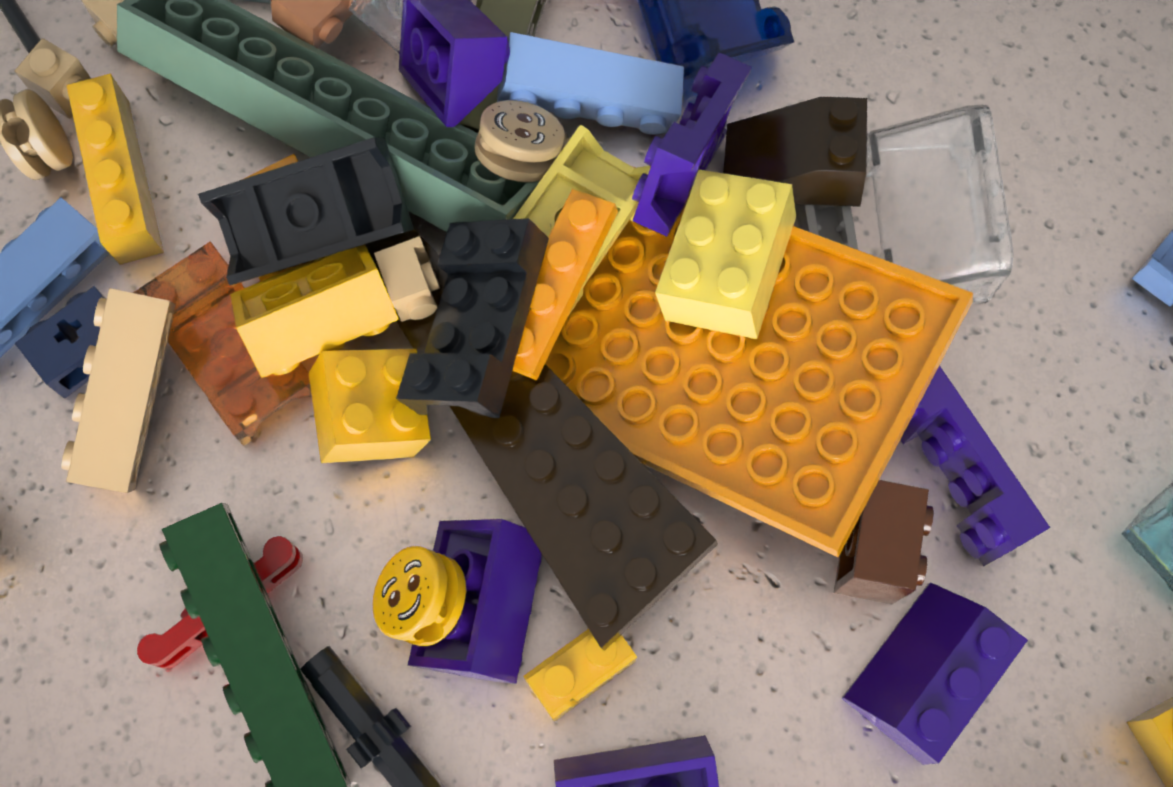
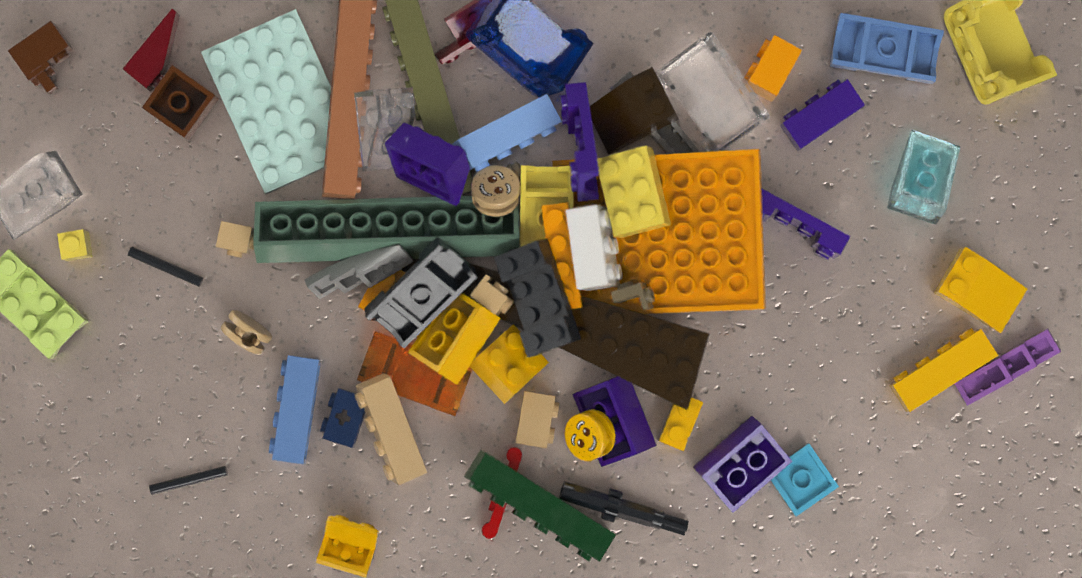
camera: 35 degrees left, 15 degrees up
(48, 72) = (232, 294): tan brick -> none
(114, 169) = (297, 322): yellow brick -> none
(243, 139) = (366, 267): none -> light grey slope
(355, 521) = (536, 420): none -> tan brick
(609, 298) = (593, 248): none -> white brick
(630, 401) = (628, 291): none -> dark tan bracket
(885, 546) = (782, 284): reddish brown brick -> none
(934, 672) = (835, 325): dark purple slope -> none
(1056, 213) = (773, 68): none -> light orange brick
(1087, 334) = (821, 113): none -> dark purple brick

